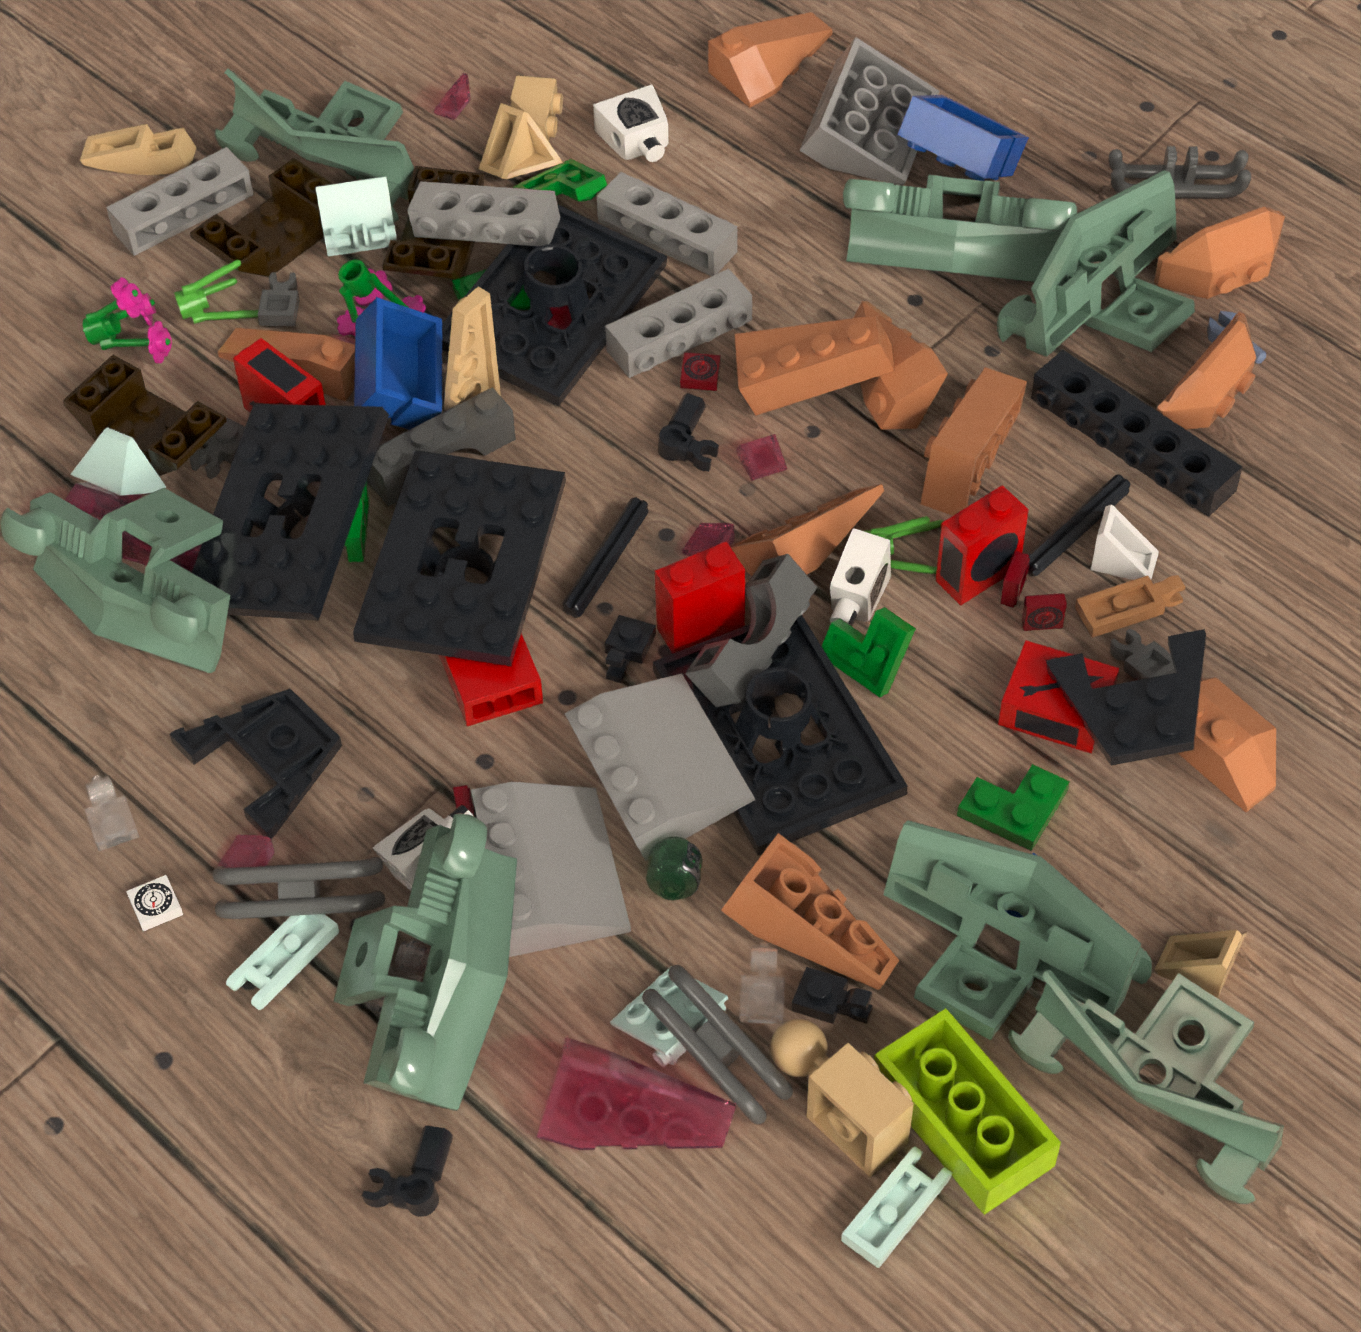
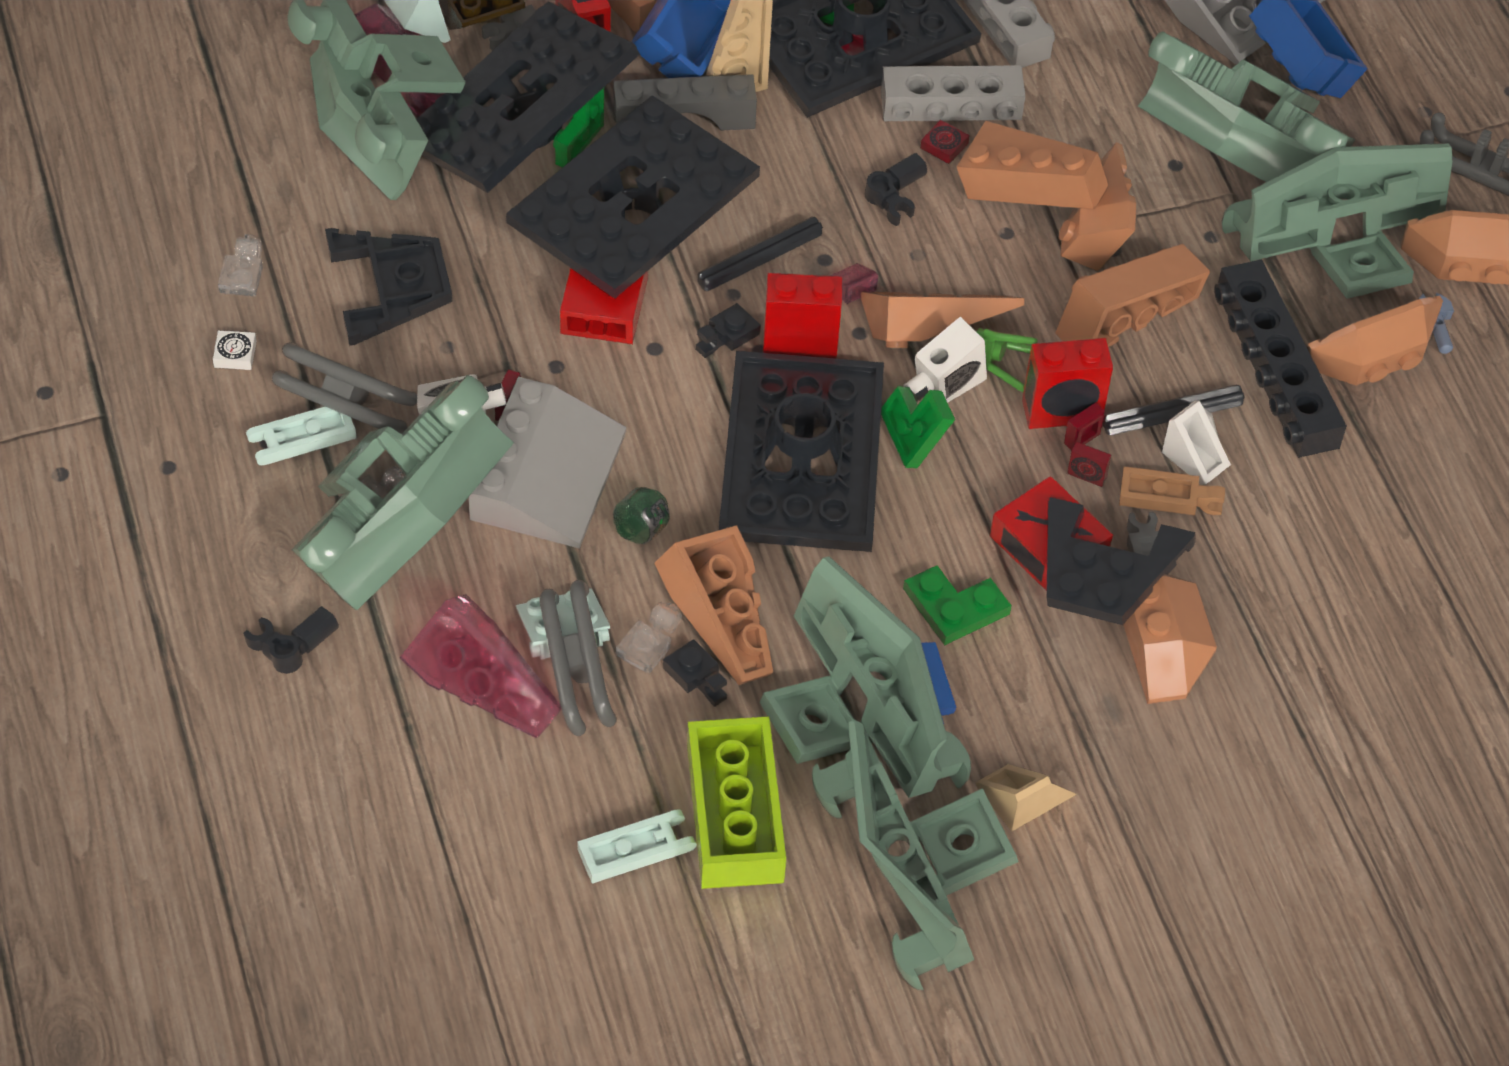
camera: 25 degrees right, 0 degrees up
(248, 852) = (329, 346): clear pink slope -> none
(659, 760) = (684, 426): light grey slope -> none
(762, 457) = (946, 234): clear pink slope -> none
(776, 596) = (864, 344): dark grey arch -> none
(846, 1095) = (649, 743): tan brick -> none

